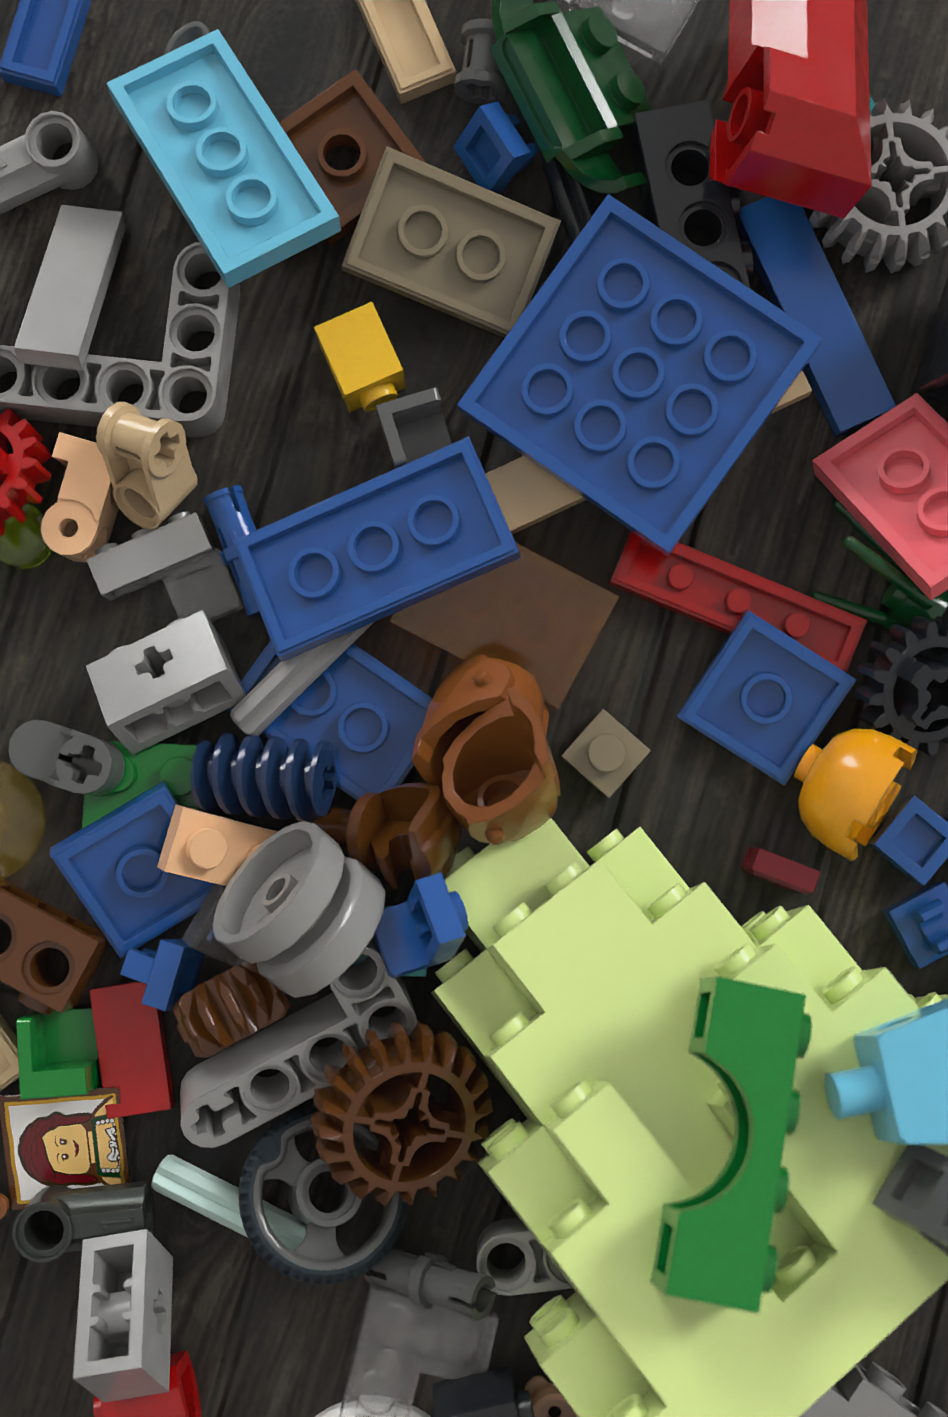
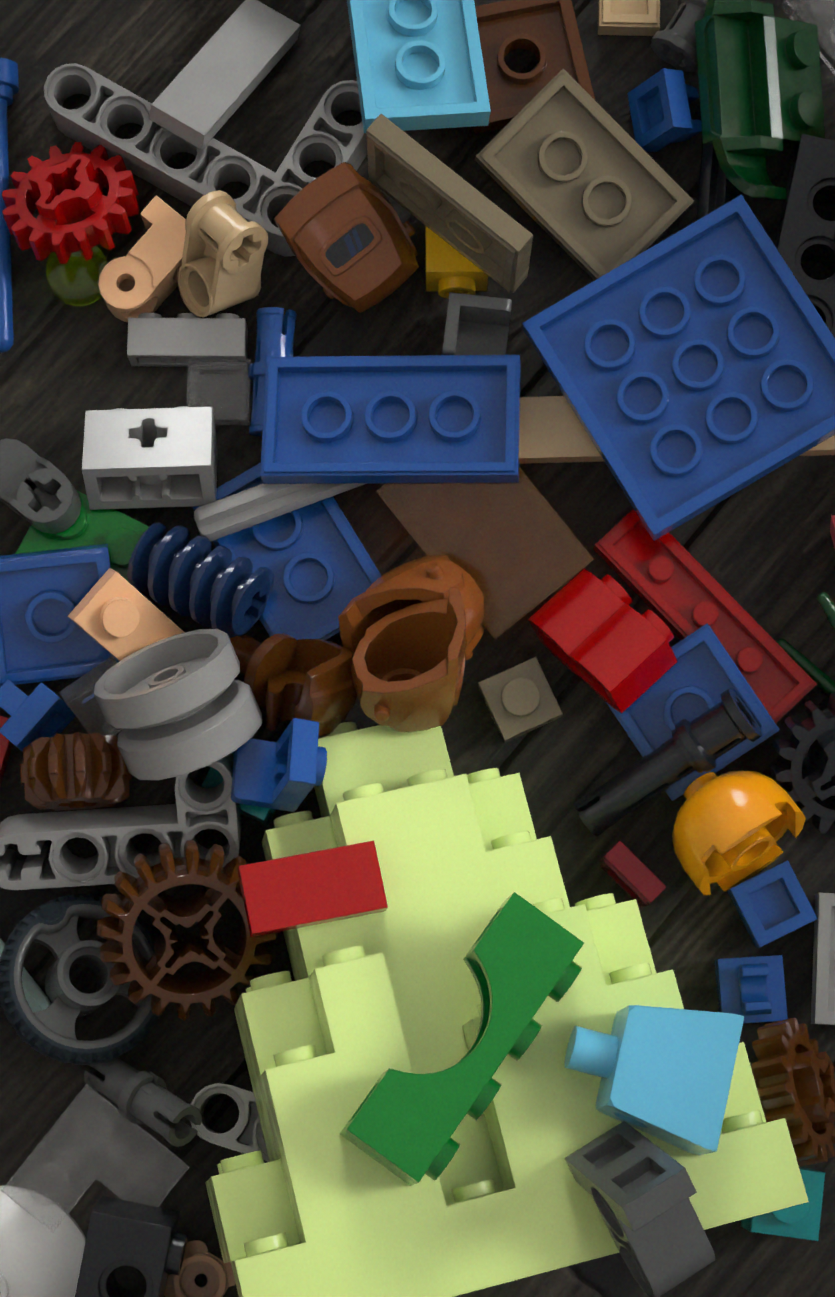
camera: 25 degrees right, 5 degrees down
(258, 393) = (349, 238): none -> dark orange helmet
(338, 321) = (448, 204): none -> dark tan tile
(509, 1041) = (312, 888): none -> red tile
(662, 665) = (605, 638): none -> red brick
(787, 732) = (691, 748): none -> black pin

